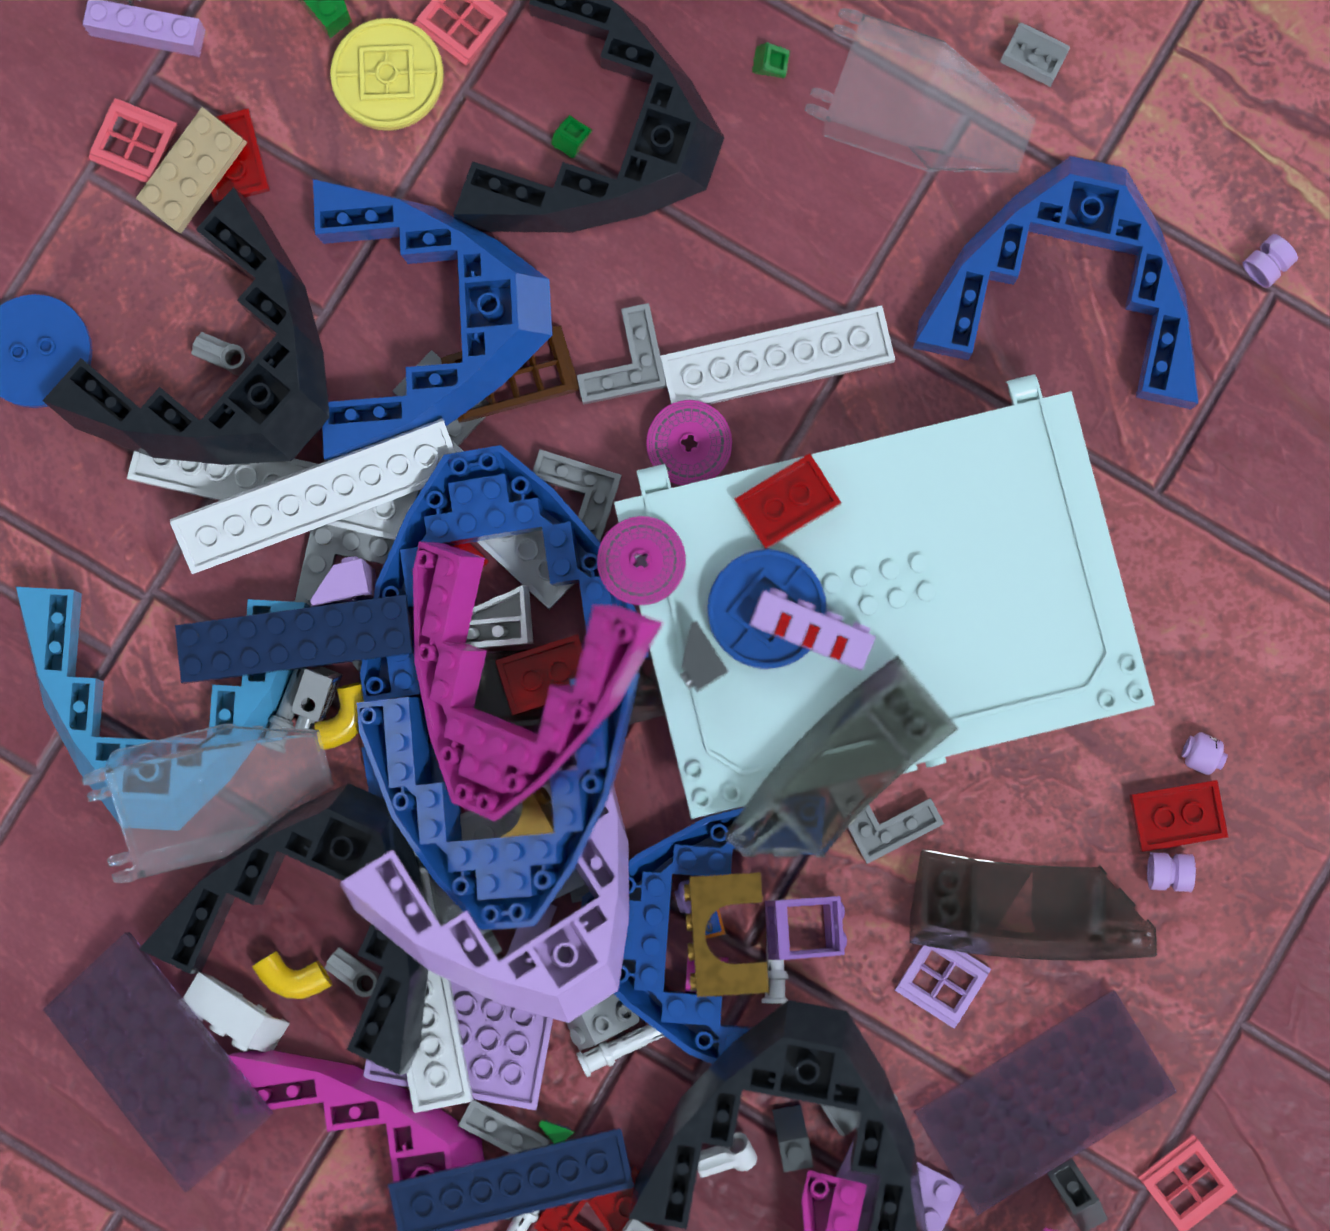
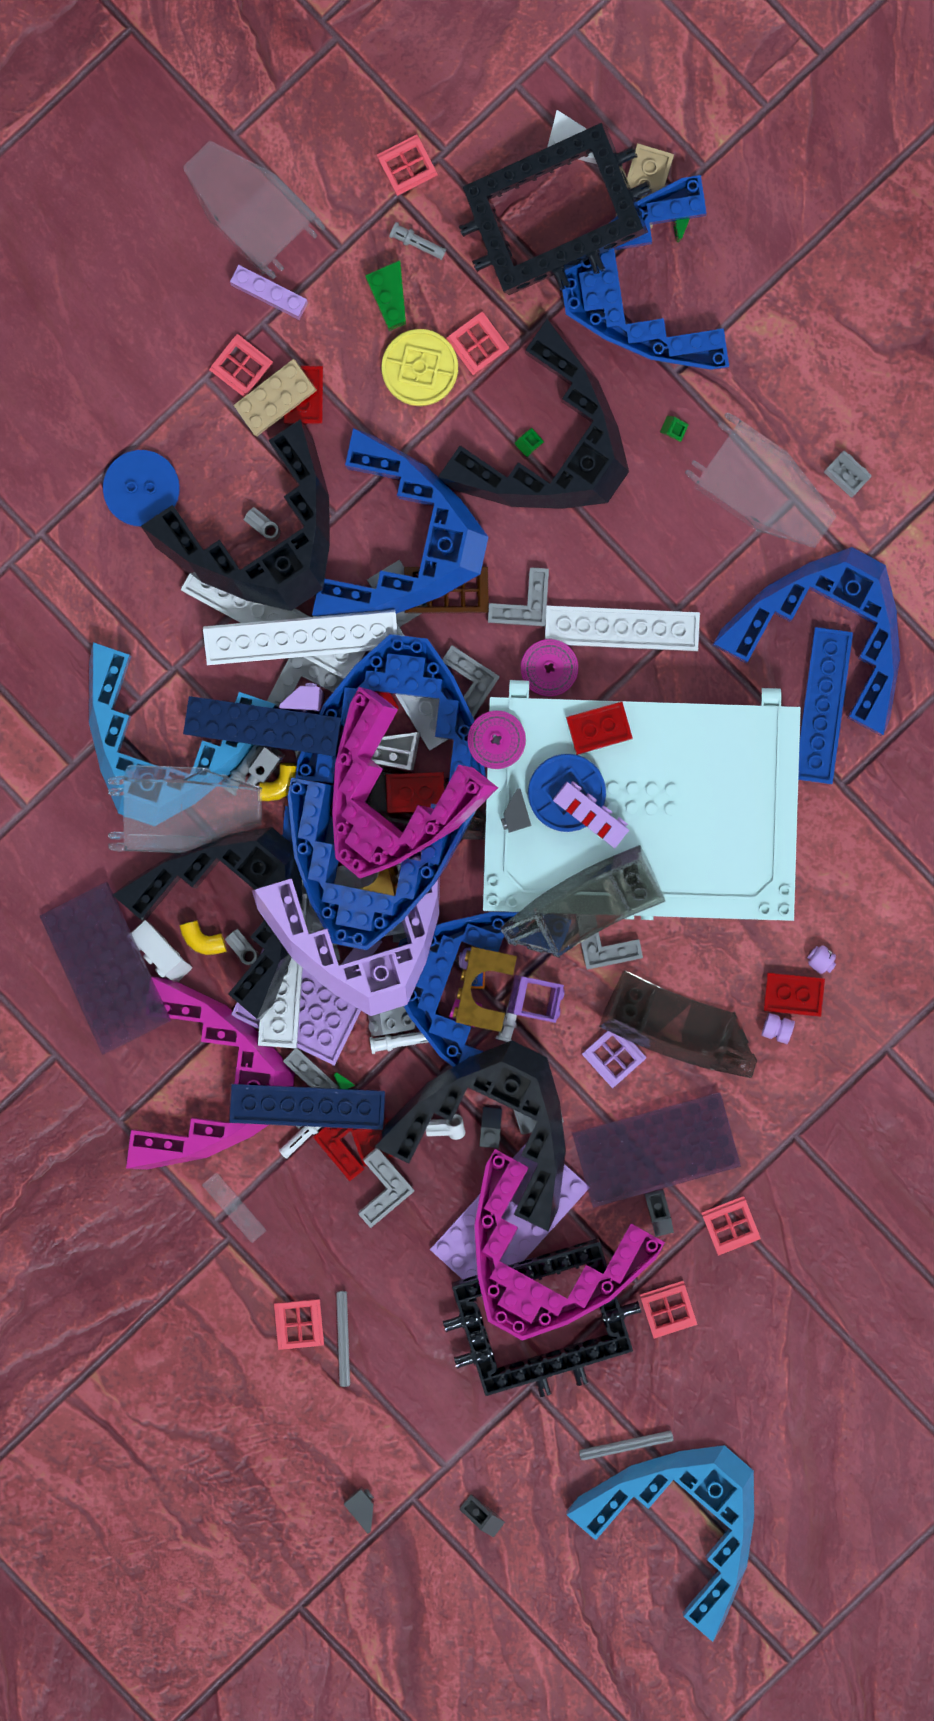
camera: 10 degrees right, 5 degrees up
(1098, 383) = (823, 704): none -> blue plate

